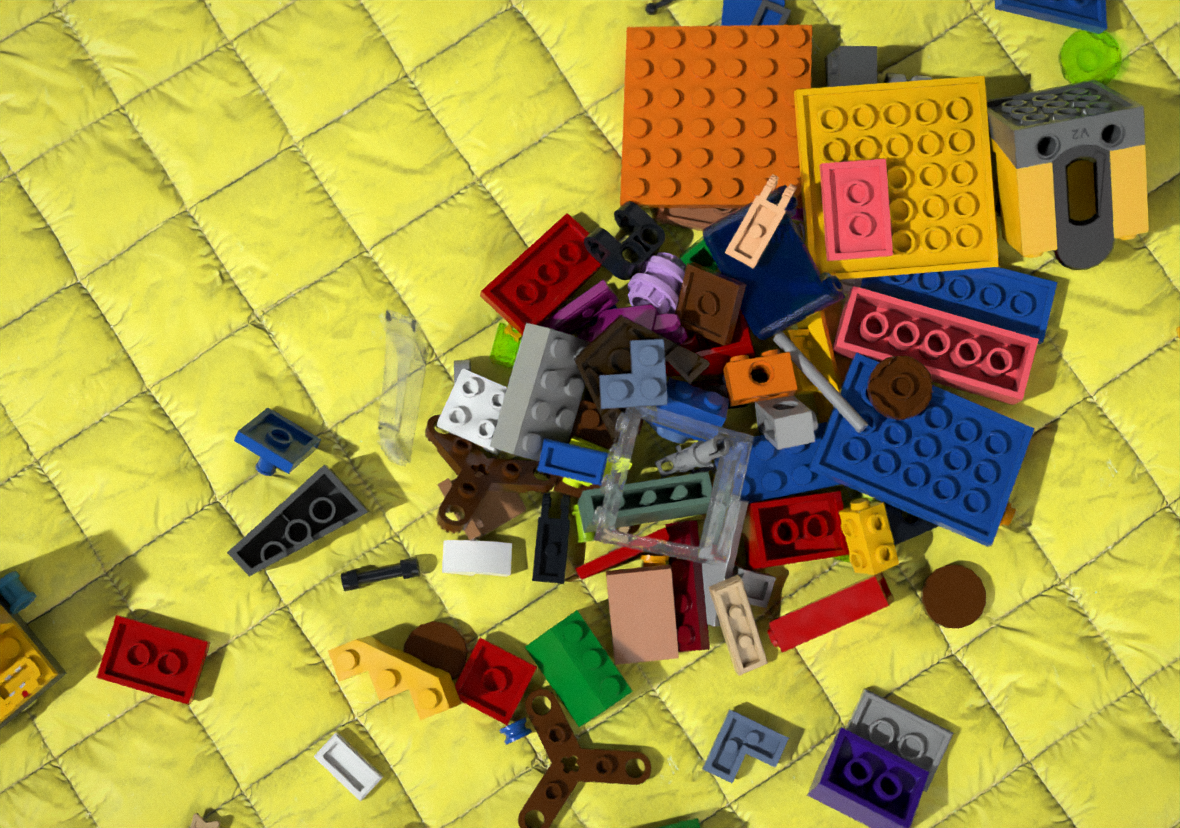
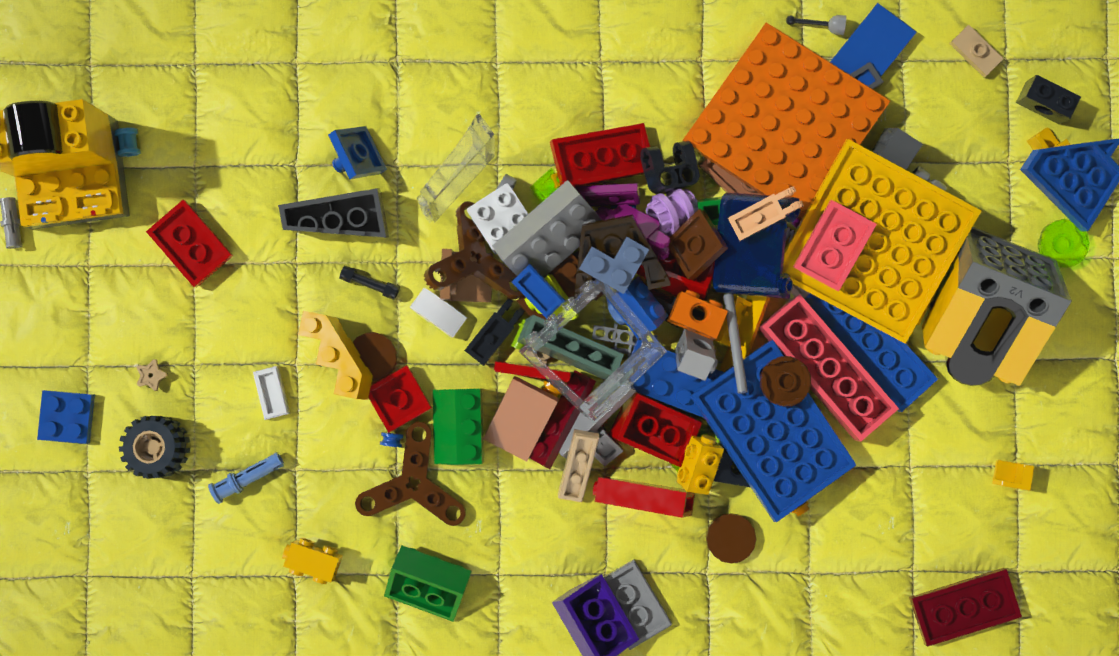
camera: 30 degrees right, 5 degrees up
(701, 453) = (626, 340): light grey pin -> none
(742, 737) = (534, 538): sand blue plate -> none

